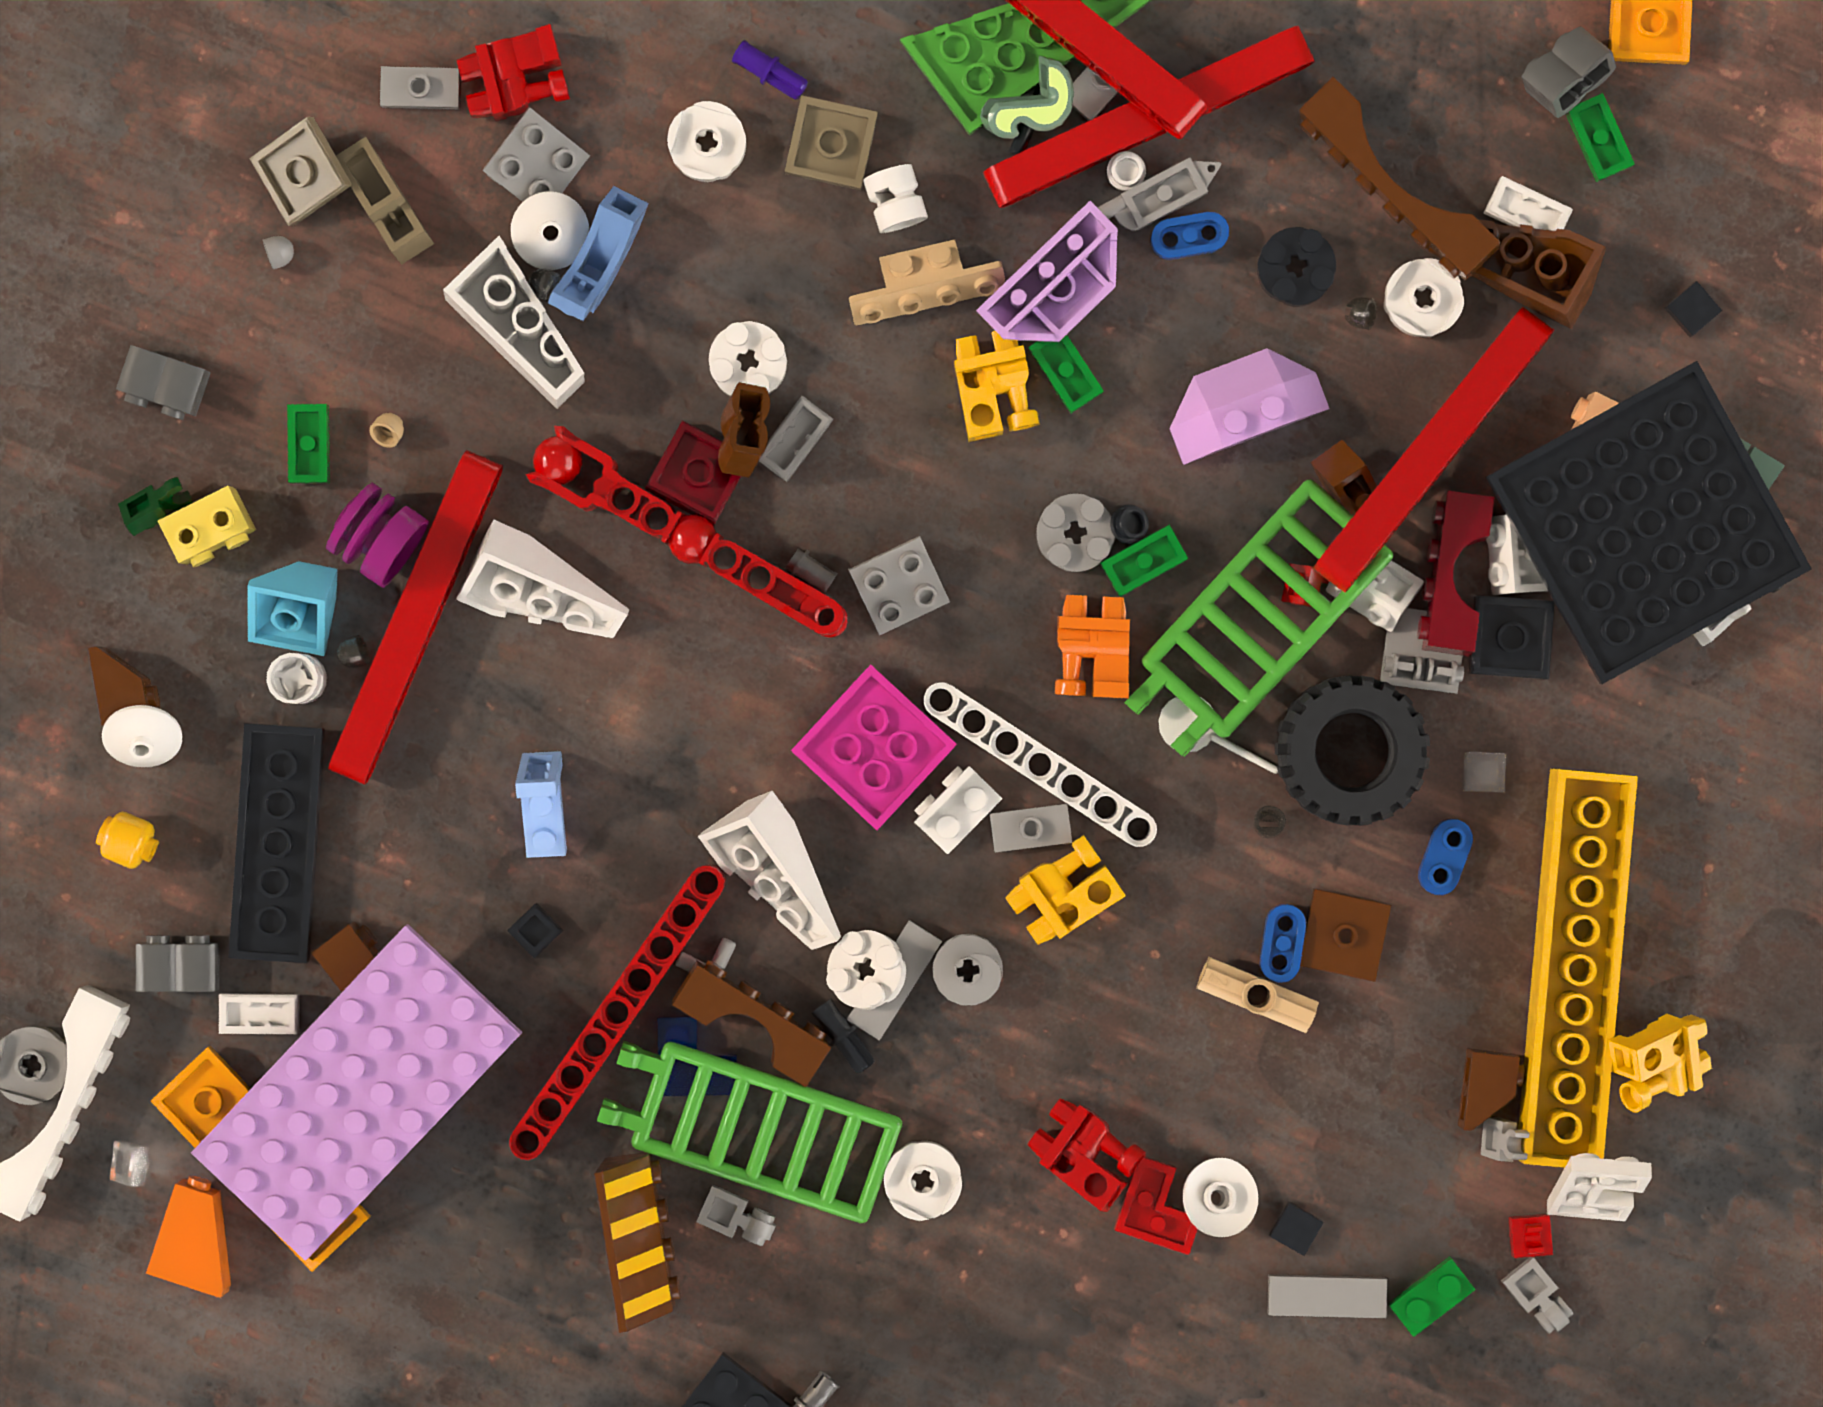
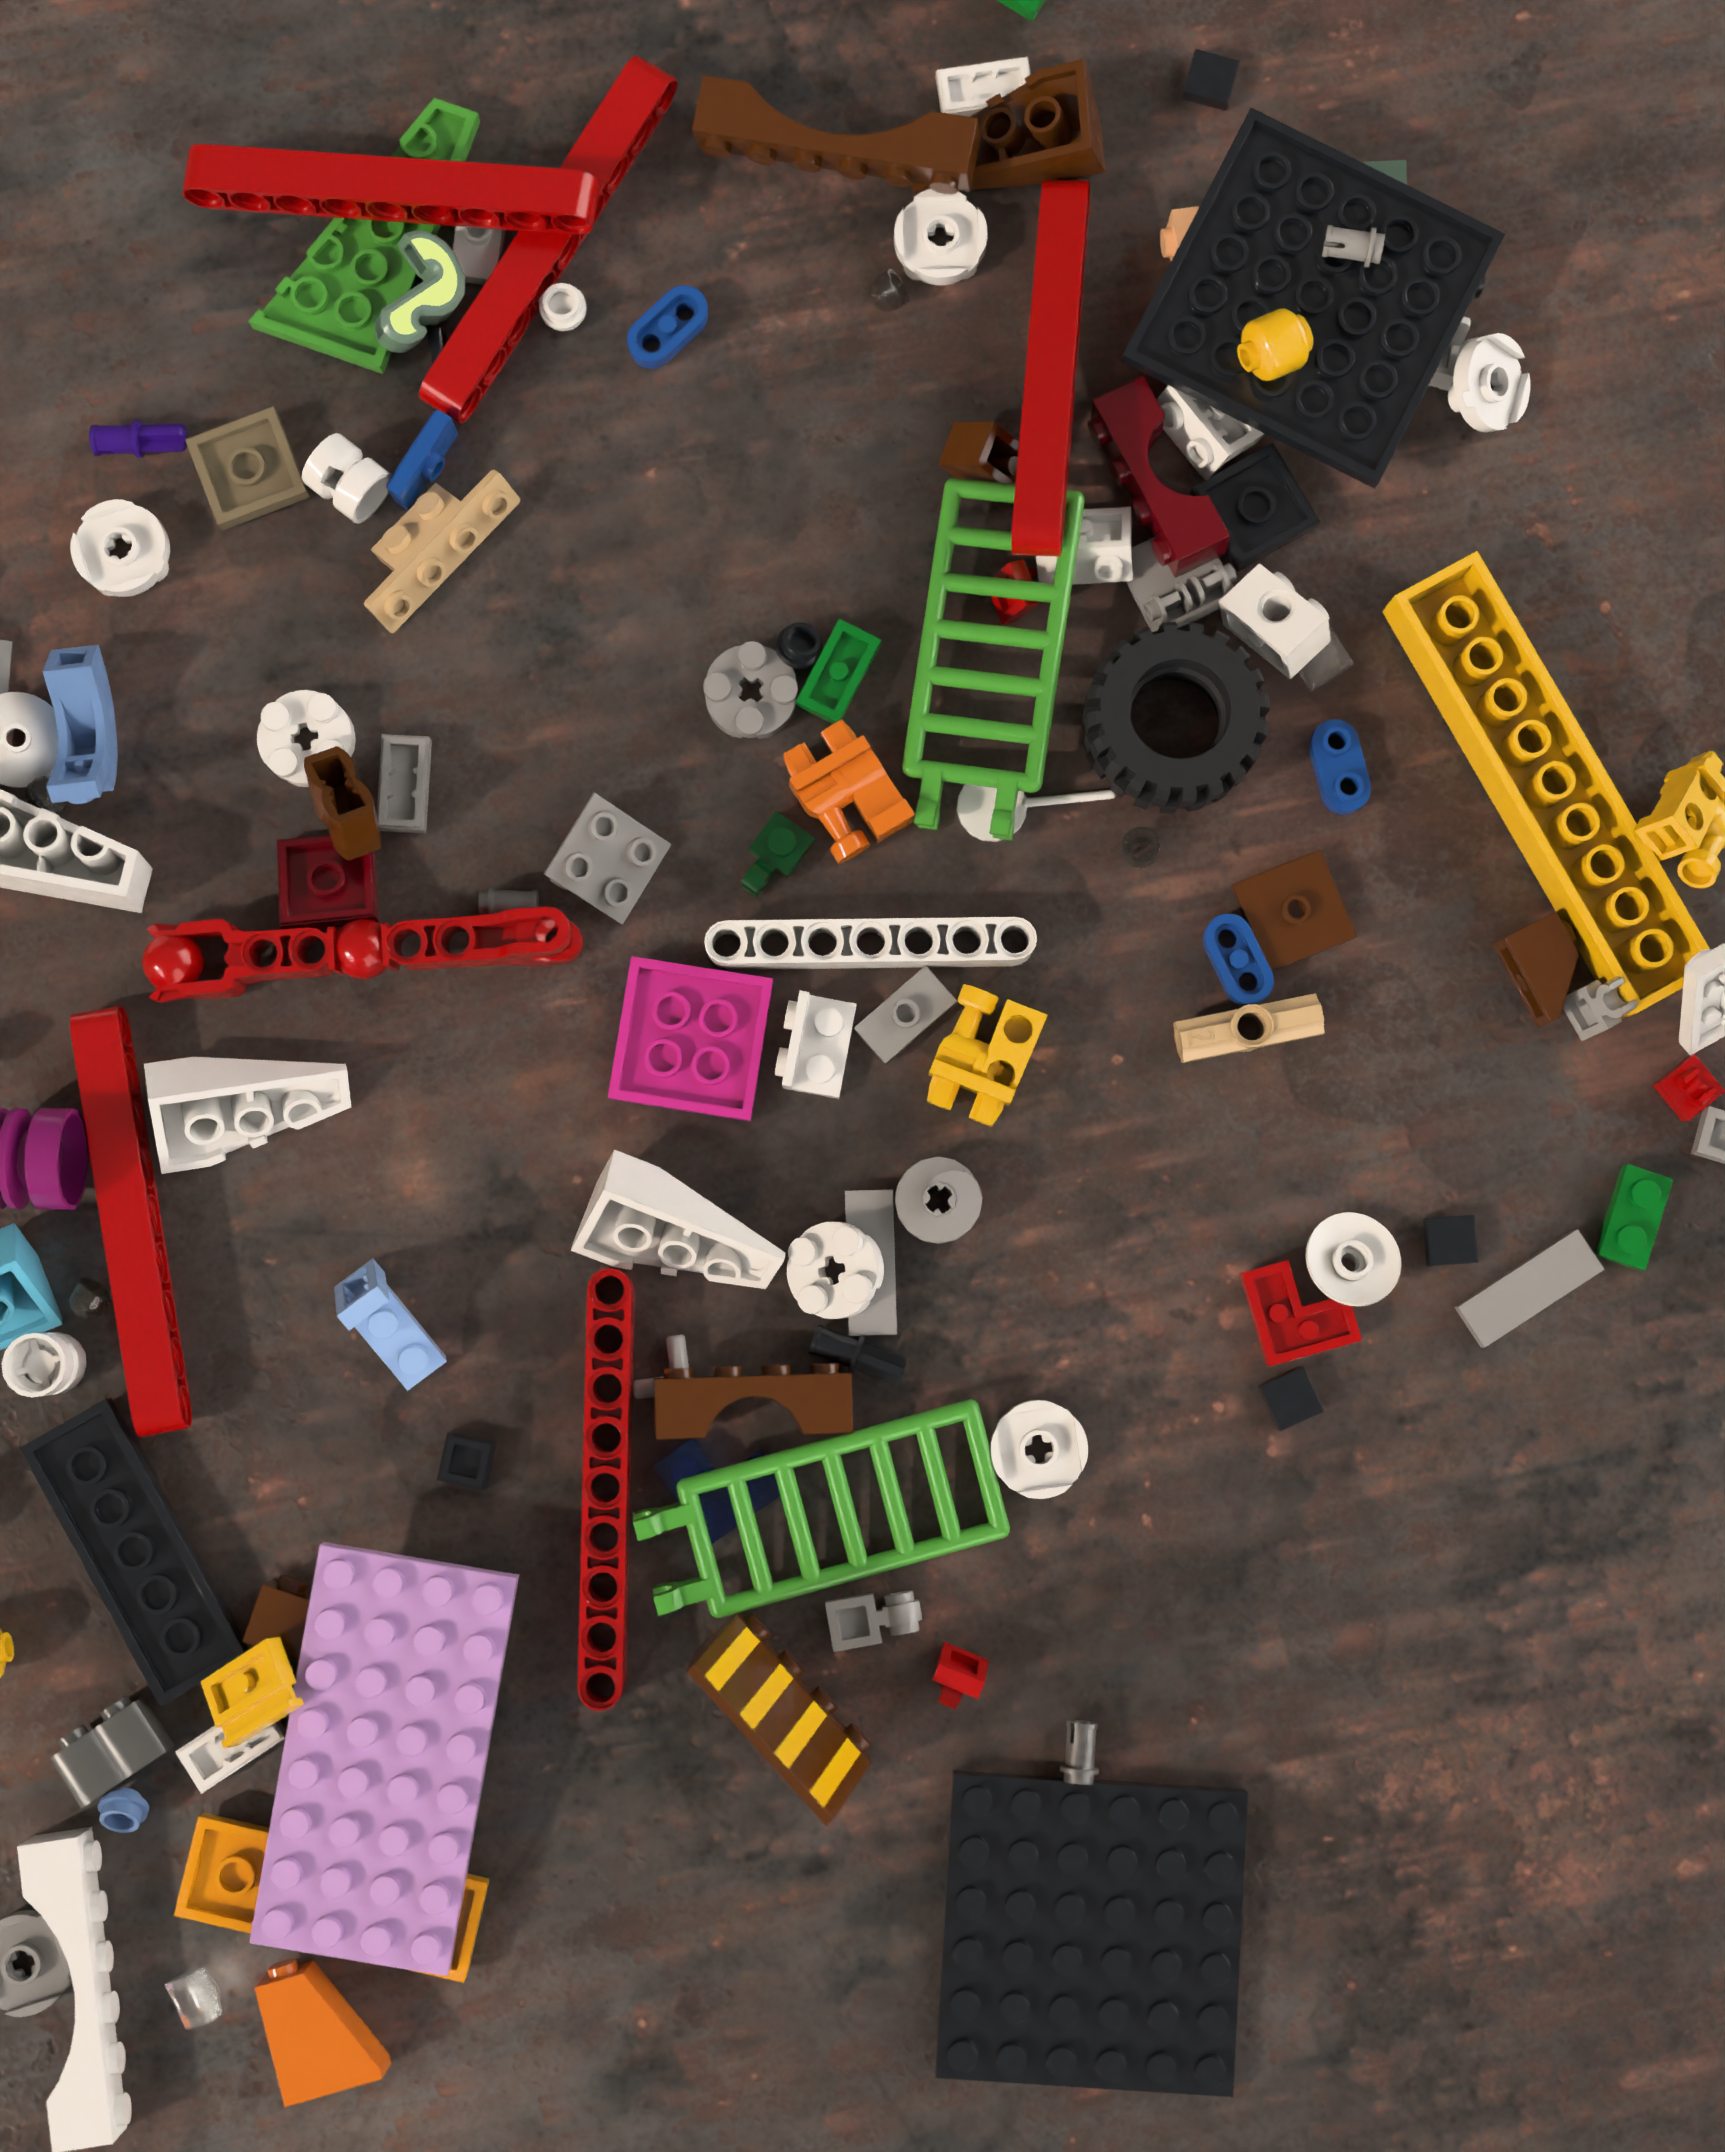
camera: 40 degrees left, 5 degrees down
(159, 1009) = (122, 1810): none -> medium blue plate
(297, 991) = (251, 1692): none -> yellow plate
(770, 1292) = (959, 1674): none -> red tile
(956, 220) = (423, 460): none -> blue plate
(990, 375) = (555, 596): yellow hips -> none
(1020, 655) = (778, 850): none -> dark green plate
(1057, 282) = (563, 449): lavender wedge -> none
(1066, 372) = (632, 536): green plate -> none
(1074, 1154) = (1173, 1309): red hips -> none
(1115, 1260) = (1290, 1398): none -> black tile
(1161, 194) = (606, 317): light grey plate -> none
(1244, 403) = (832, 455): lavender wedge -> none
(1277, 254) = (791, 263): black plate -> none
(1464, 750) = (1283, 643): none -> white brick
(1593, 543) = (1275, 344): none -> yellow head
(1698, 508) = (1353, 244): none -> light grey pin
(1716, 657) = (1485, 361): none -> white plate

